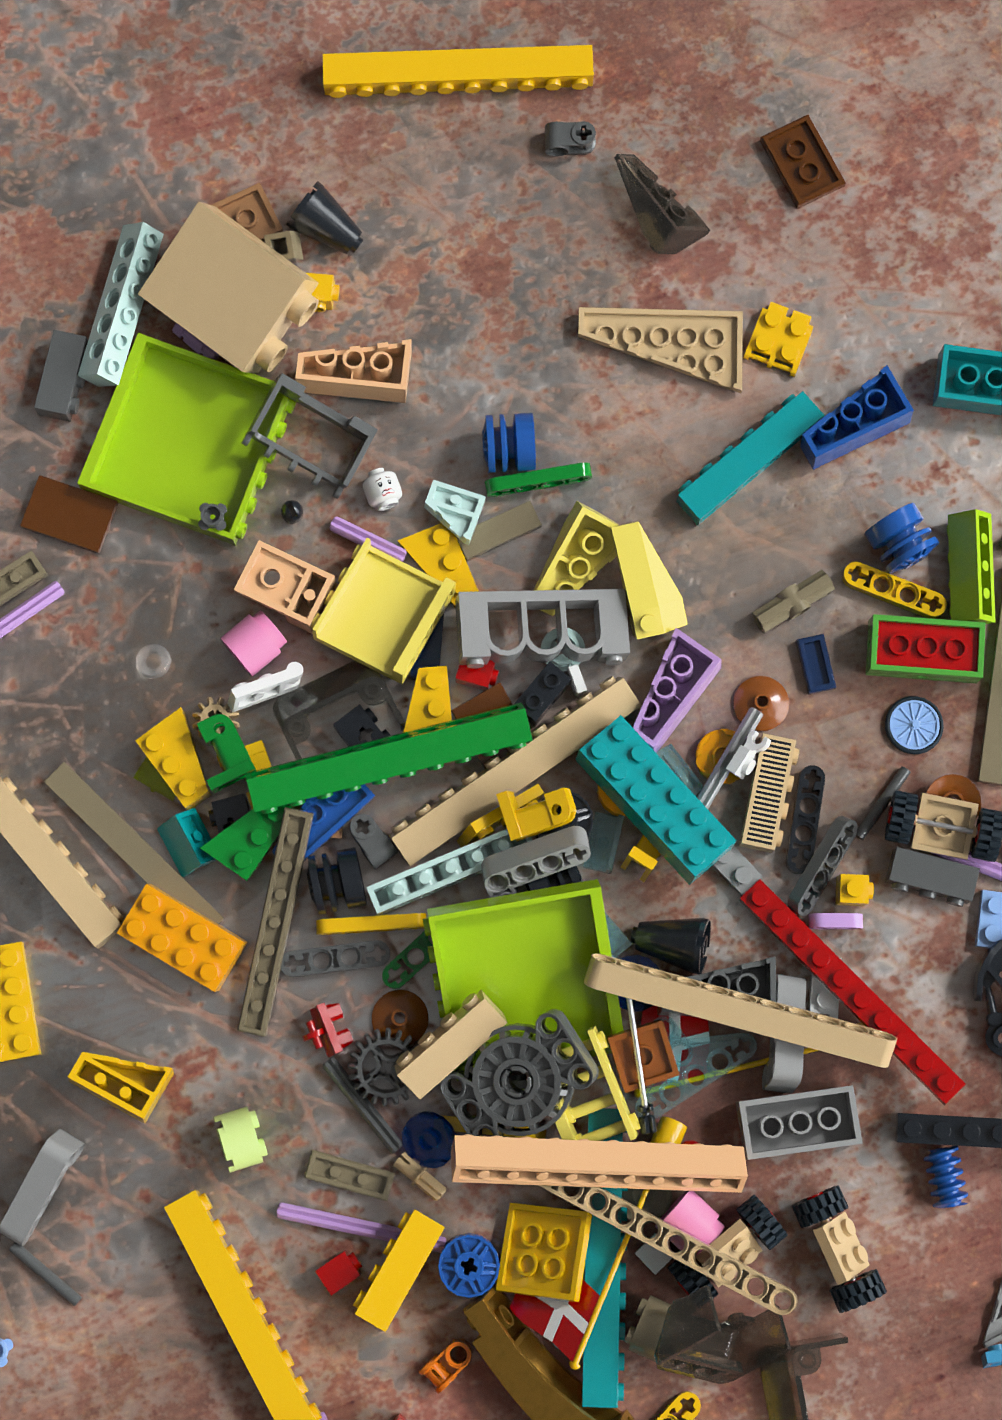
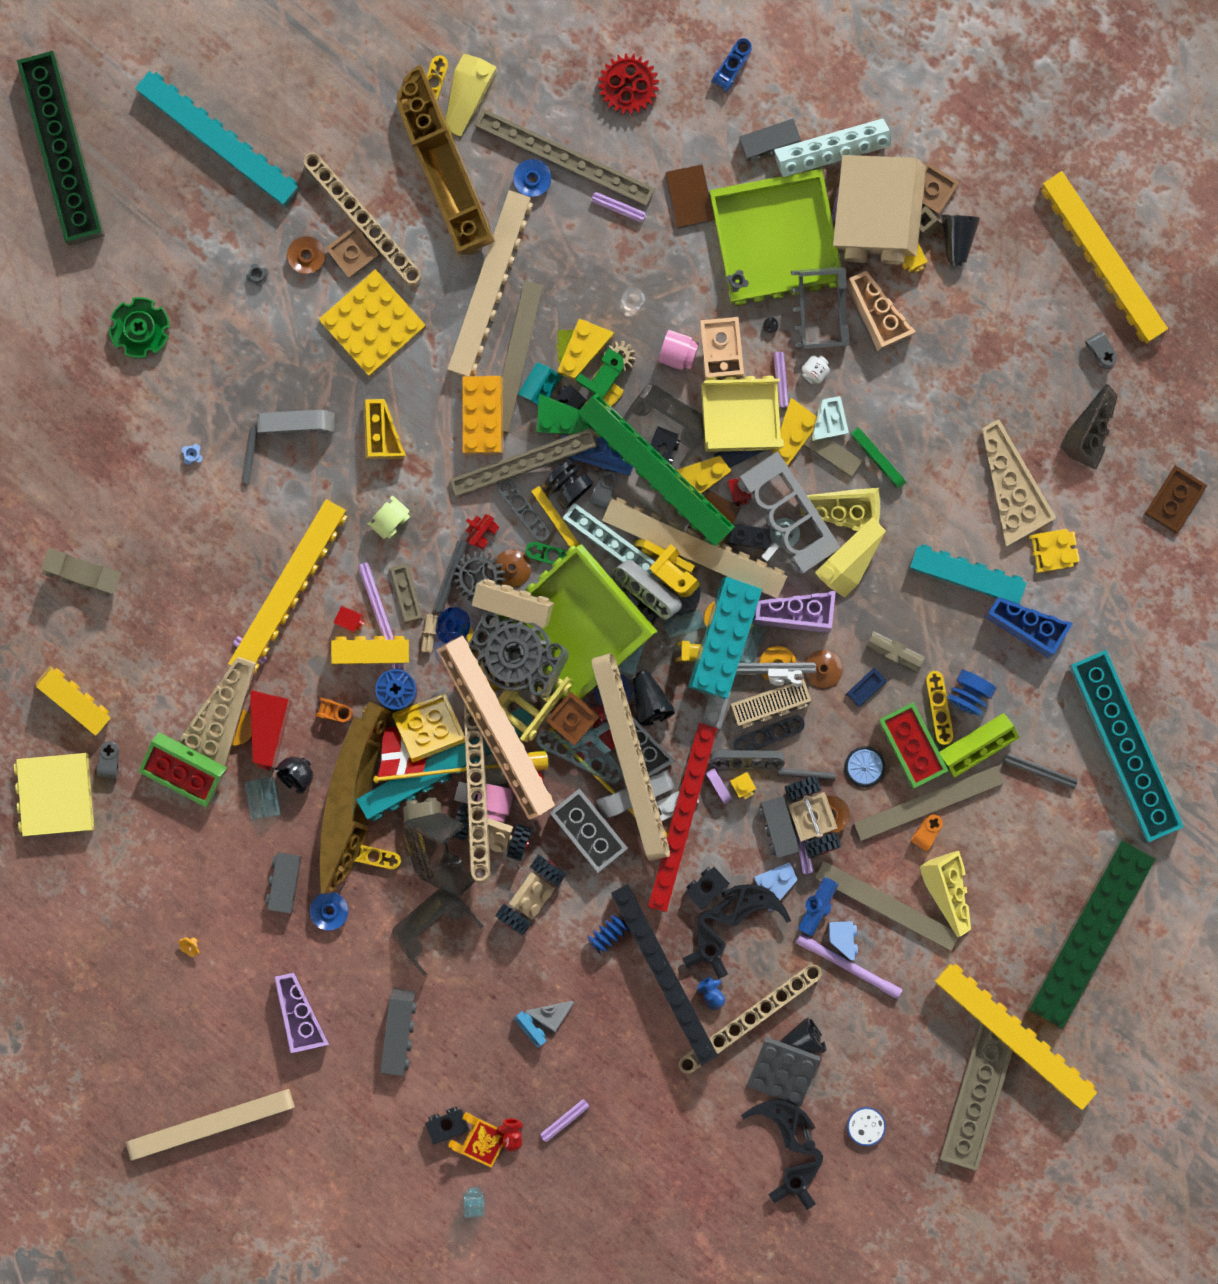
camera: 65 degrees right, 5 degrees up
(265, 687) = (655, 374): white plate -> none
(510, 442) = (888, 427): blue wheel -> none
(647, 1121) = (536, 743): piece -> none
(969, 1025) = (703, 898): none -> black brick

